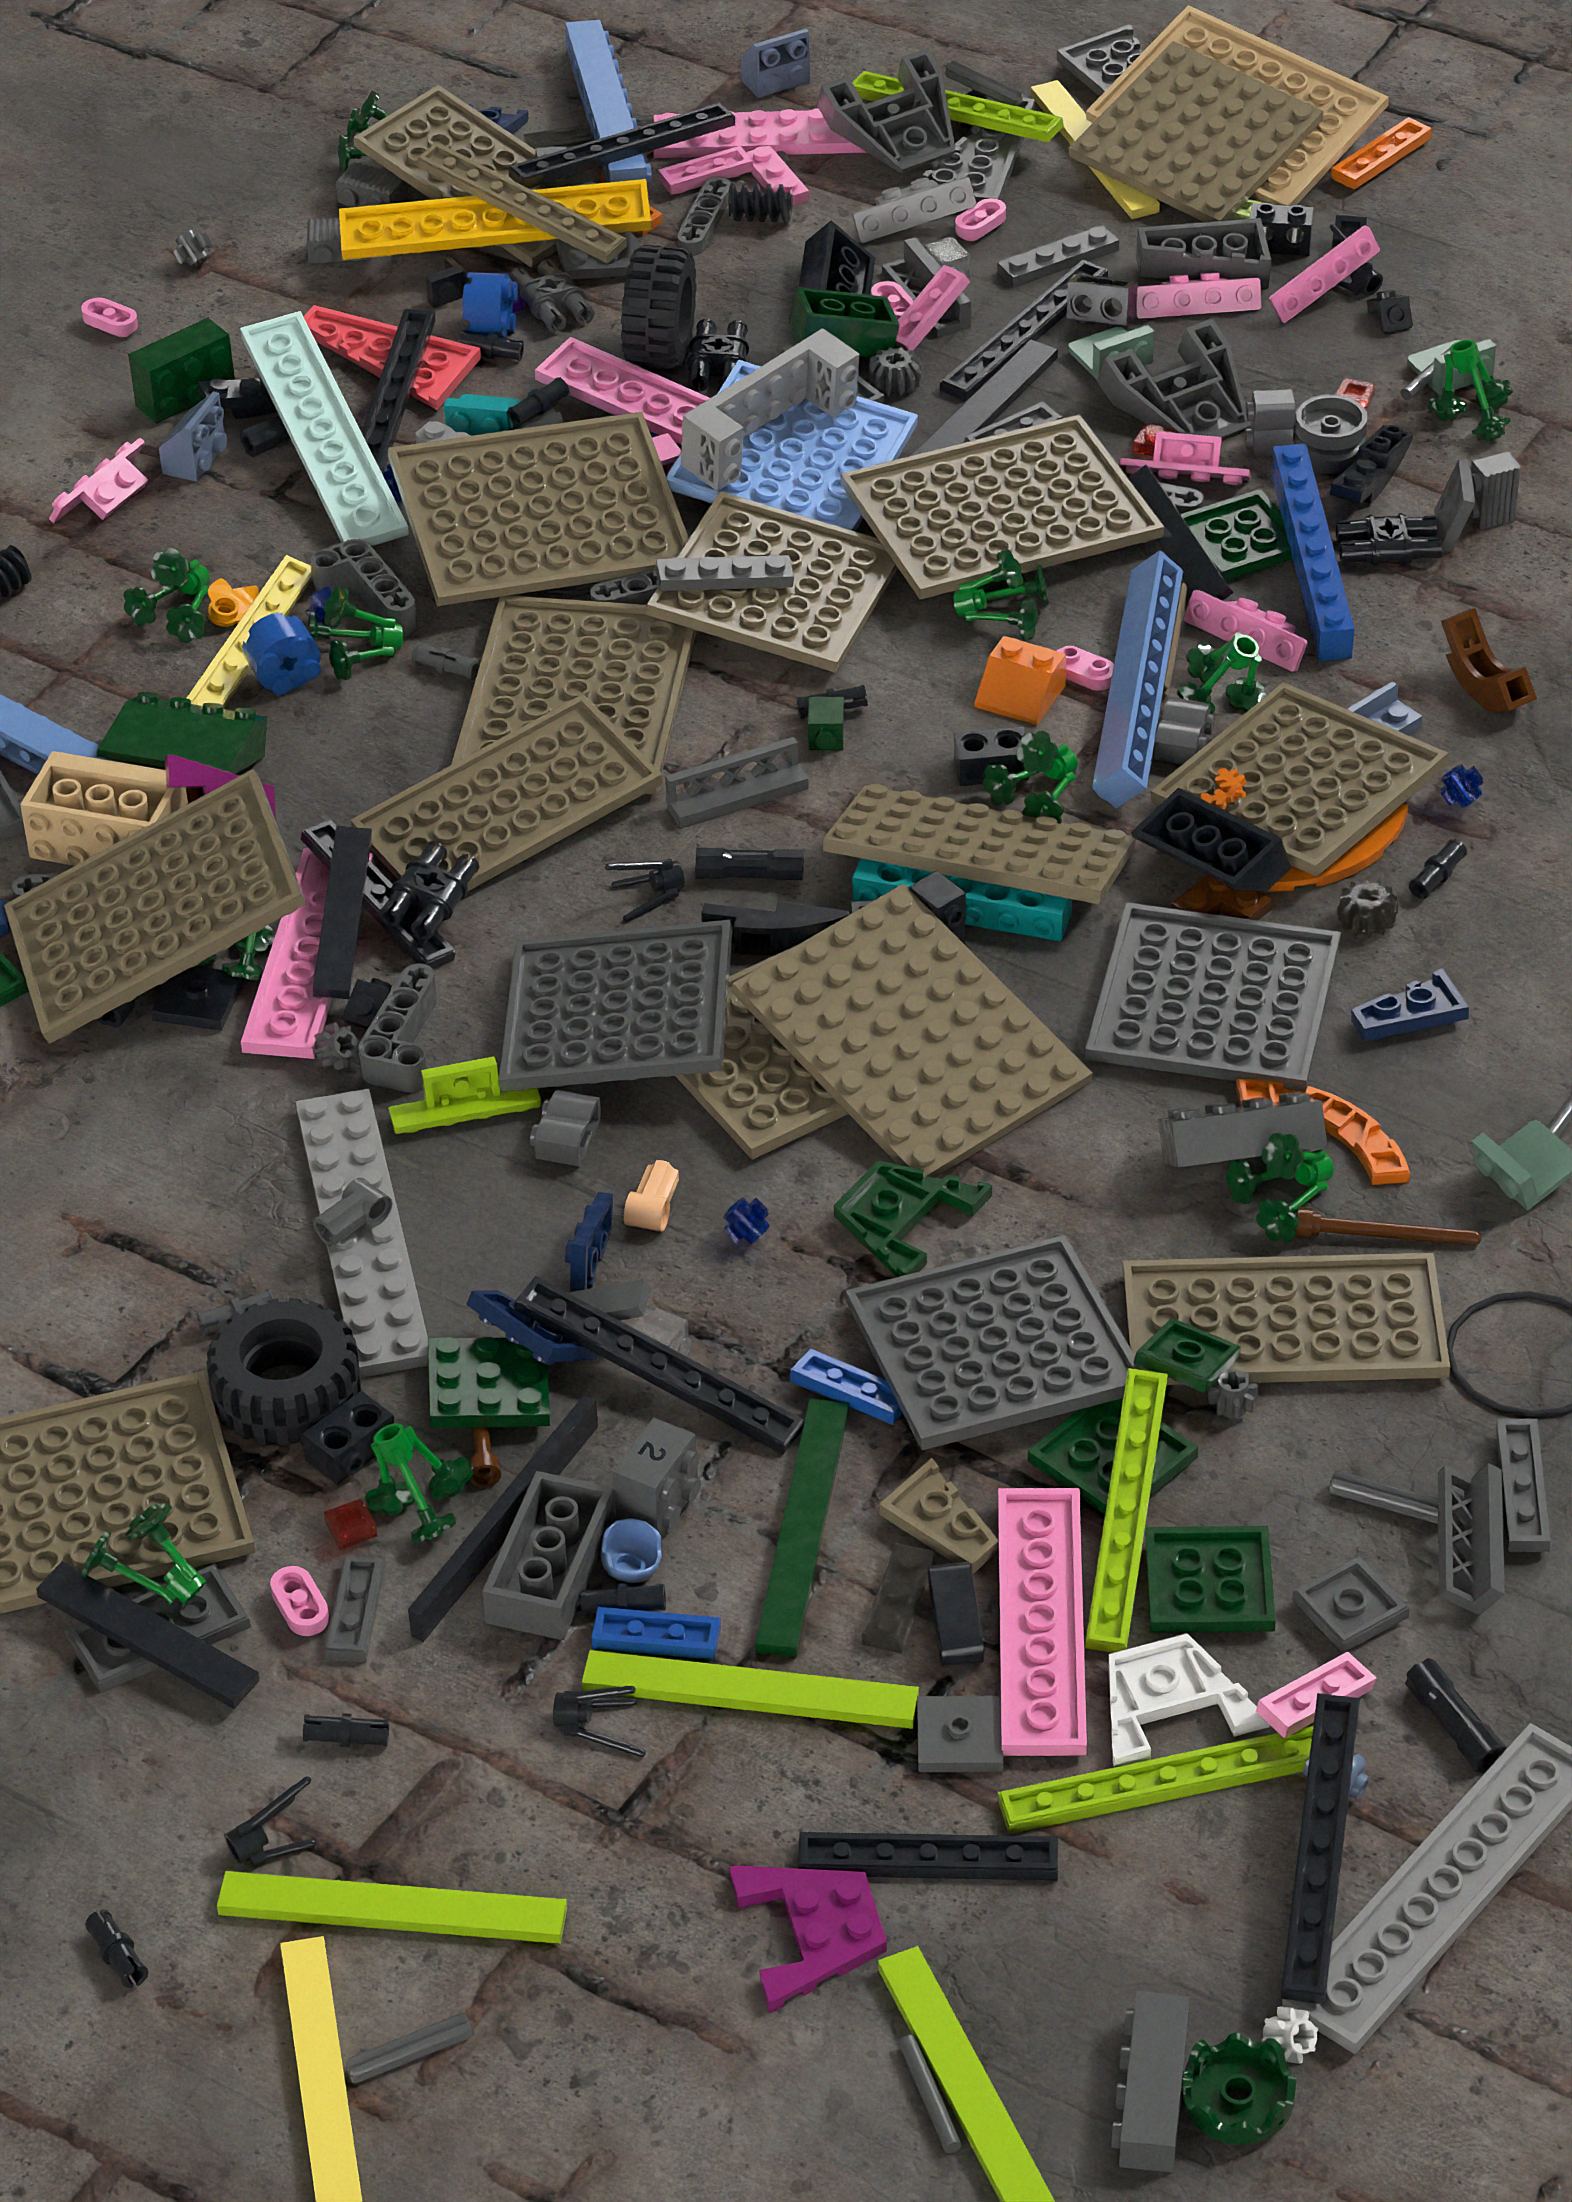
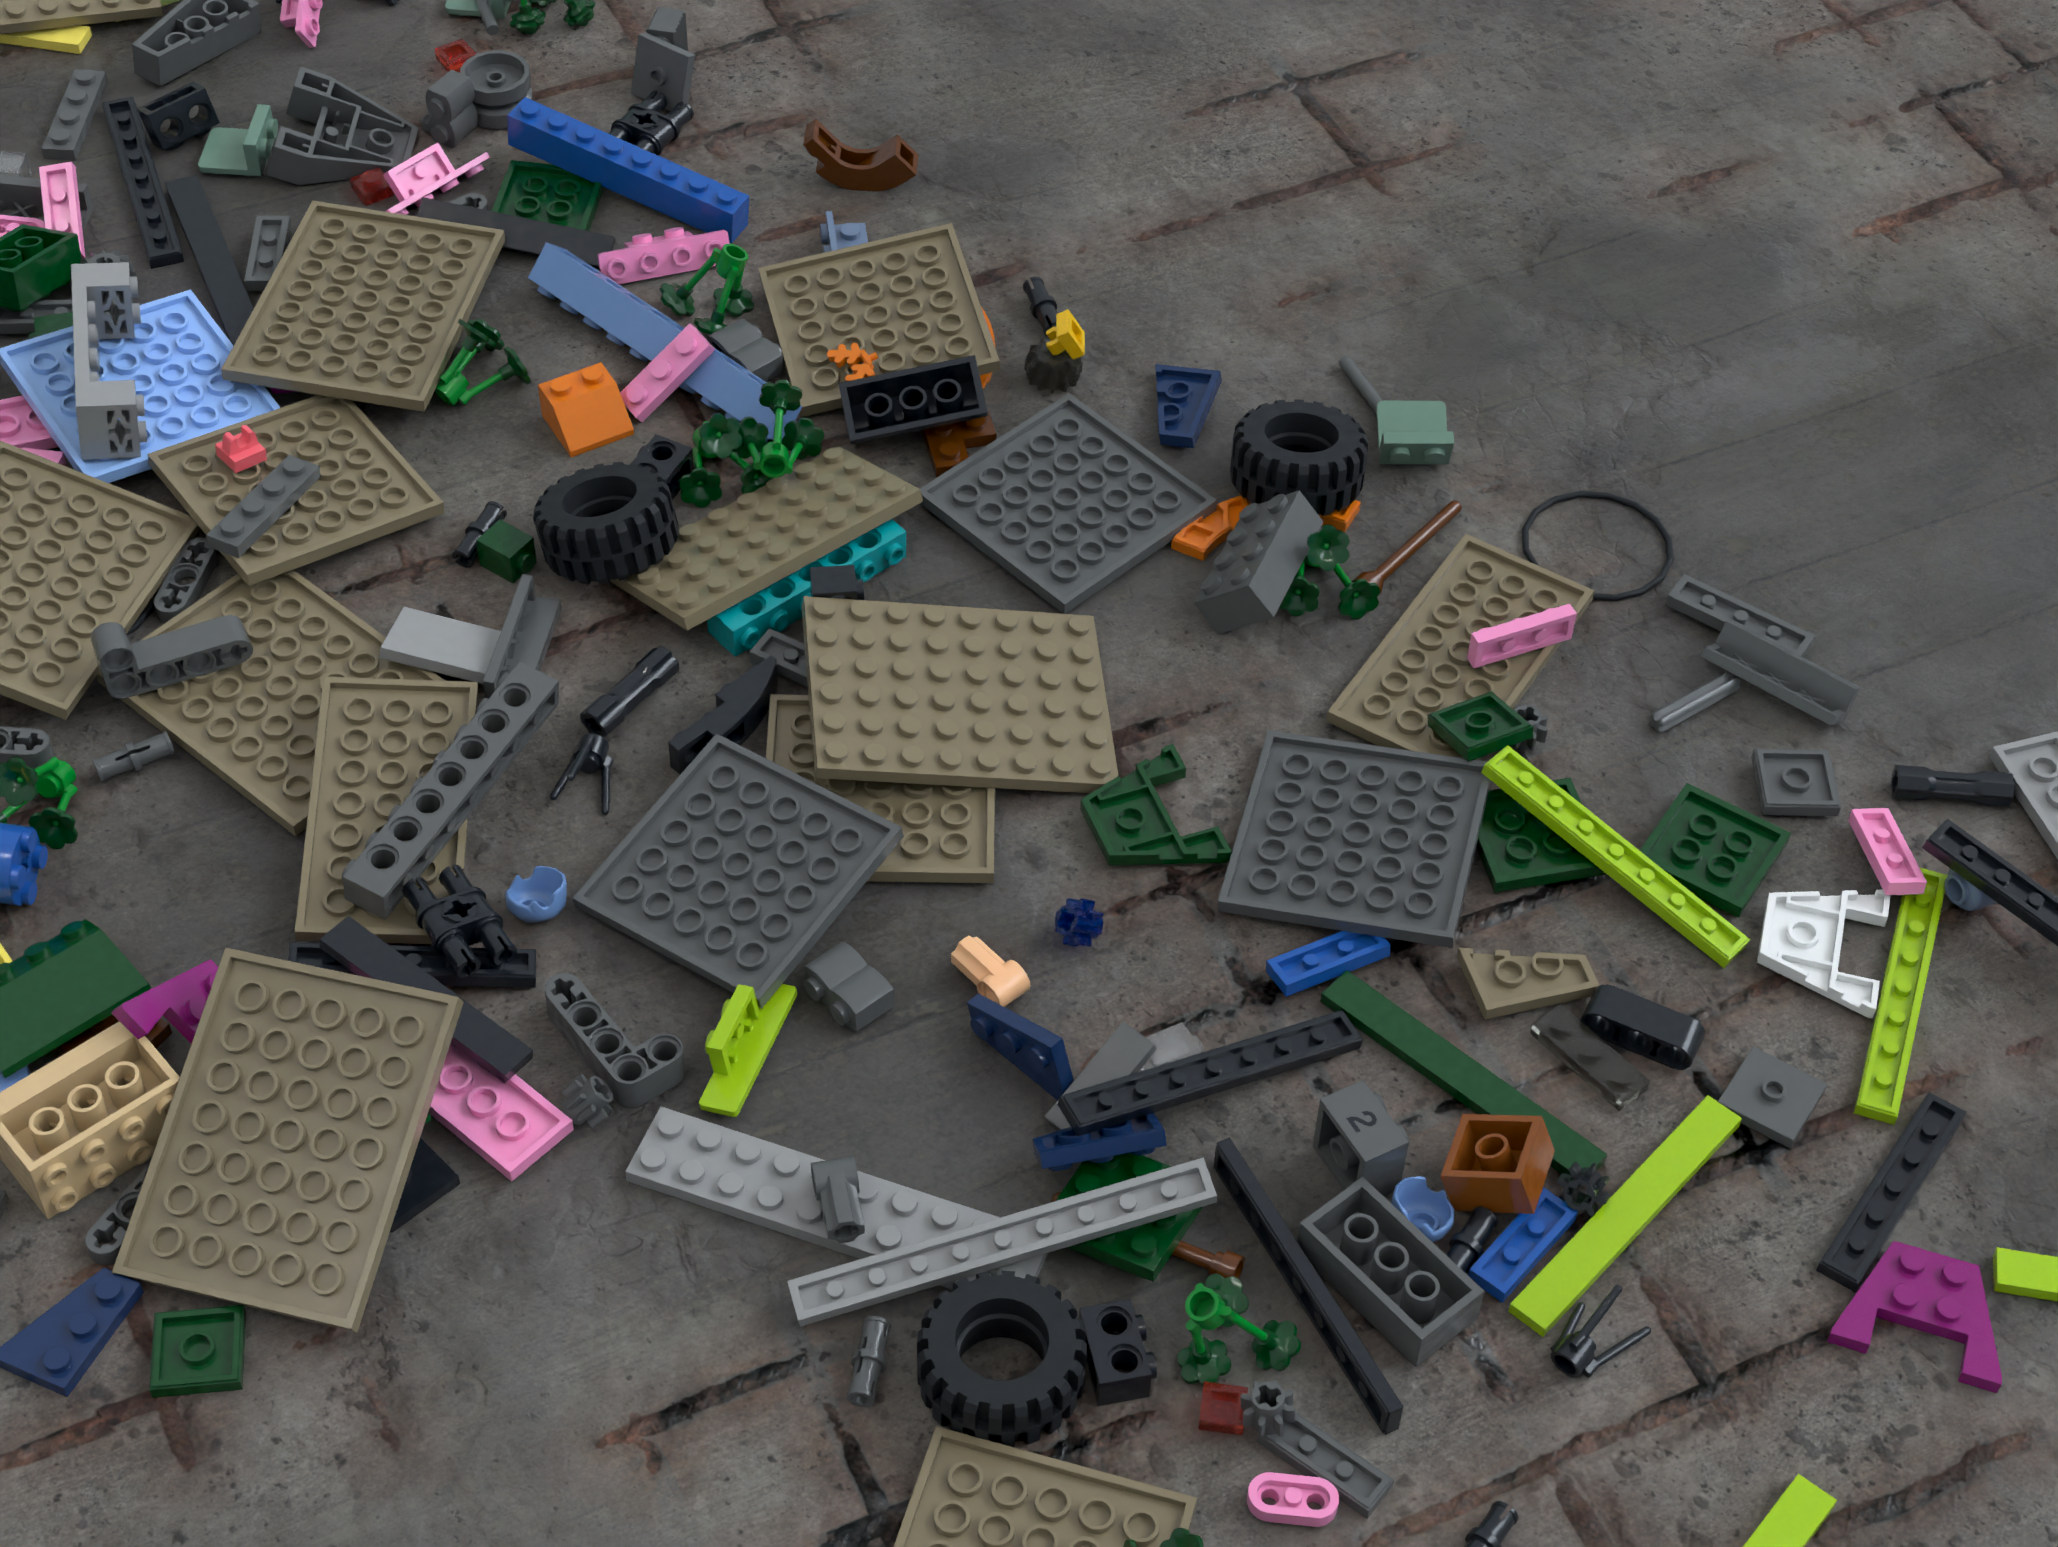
camera: 60 degrees left, 5 degrees up
(358, 1539) = (1268, 1408): none -> dark grey gear
(365, 1002) = (551, 1048): black bracket -> none
(387, 1319) = (1001, 1241): none -> light grey plate
(499, 922) = (538, 896): none -> medium blue hair
(533, 615) = (169, 656): none -> dark grey beam
(544, 815) = (450, 790): none -> dark grey brick
(690, 736) = (440, 645): none -> light grey tile
(708, 1571) = (1498, 1163): none -> dark orange brick
(738, 1641) = (1589, 1177): none -> black gear
(769, 531) = (240, 450): none -> coral tile
(890, 748) = (606, 522): none -> black tyre
(1041, 1623) = (1687, 976): bright pink plate -> none
(1072, 776) = (800, 437): none -> dark green plant
(1087, 668) = (616, 361): bright pink plate -> none
(1097, 695) = (666, 372): none -> bright pink plate
(1198, 296) = (236, 64): bright pink bracket -> none
(1324, 1334) = (1521, 635): none -> bright pink plate
(1374, 465) = (553, 90): black slope -> none
(1385, 887) = (1066, 336): none -> yellow tile
(1396, 1098) = (1301, 449): none -> black tyre
(1461, 785) = (973, 242): clear blue gear -> none

